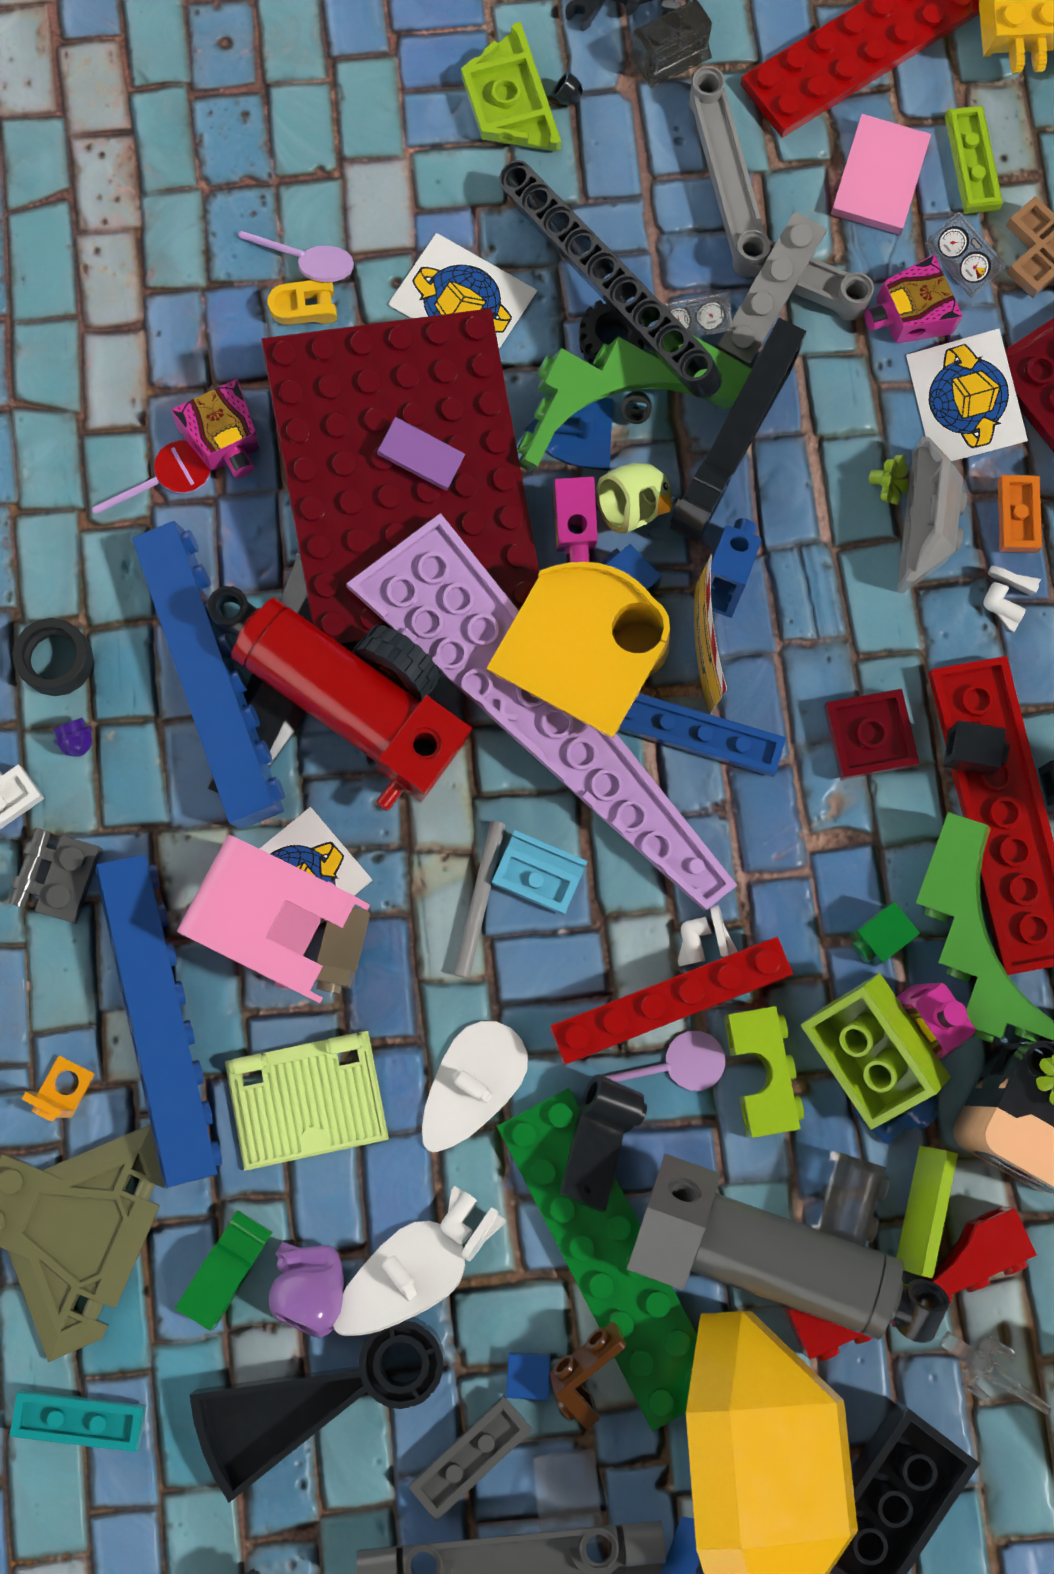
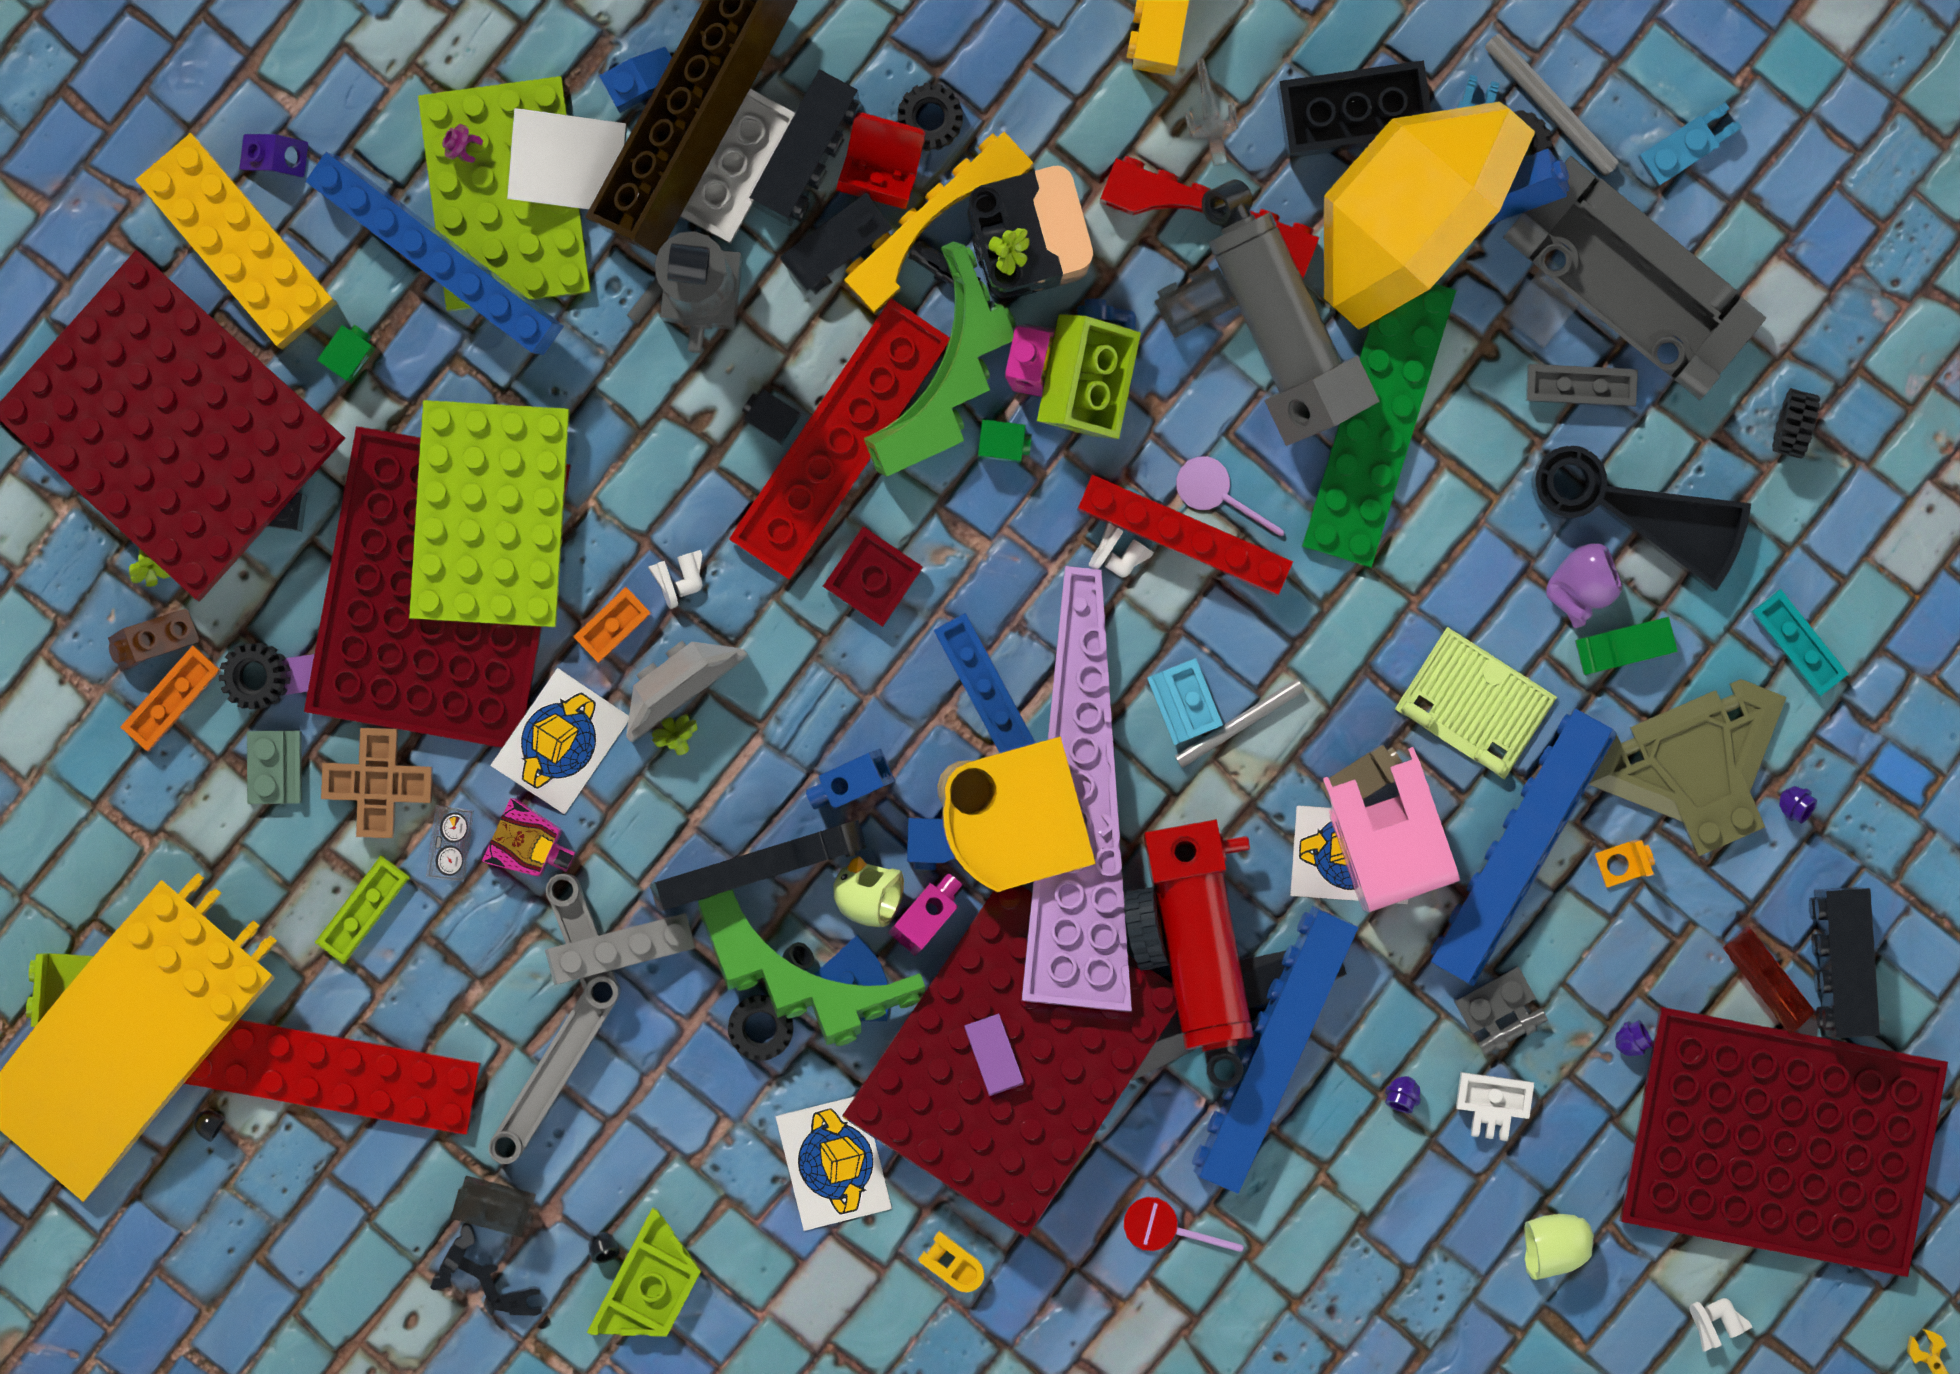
camera: 130 degrees left, 10 degrees up
(36, 633) = (1393, 1169): black tyre -> none
(219, 428) = (1101, 1220): torso -> none
(316, 263) = (912, 1282): lavender piece -> none
(401, 1279) = (1520, 531): white shield -> none
(452, 1224) = (1459, 533): white piece -> none
(473, 1083) = (1359, 609): white shield -> none
(528, 1376) = (1500, 397): blue tile -> none
(551, 216) = (730, 1047): black beam -> none
(576, 1368) = (1469, 374): reddish brown bracket -> none
(603, 1118) = (1301, 504): black door -> none
(703, 313) = (690, 986): clear slope -> none
(705, 642) = (915, 759): yellow sticker -> none
(774, 1106) = (1185, 405): lime arch -> none
(881, 174) = (442, 963): bright pink tile -> none
(926, 1210) = (1154, 249): lime tile -> none
(975, 748) = (821, 498): black brick -> none

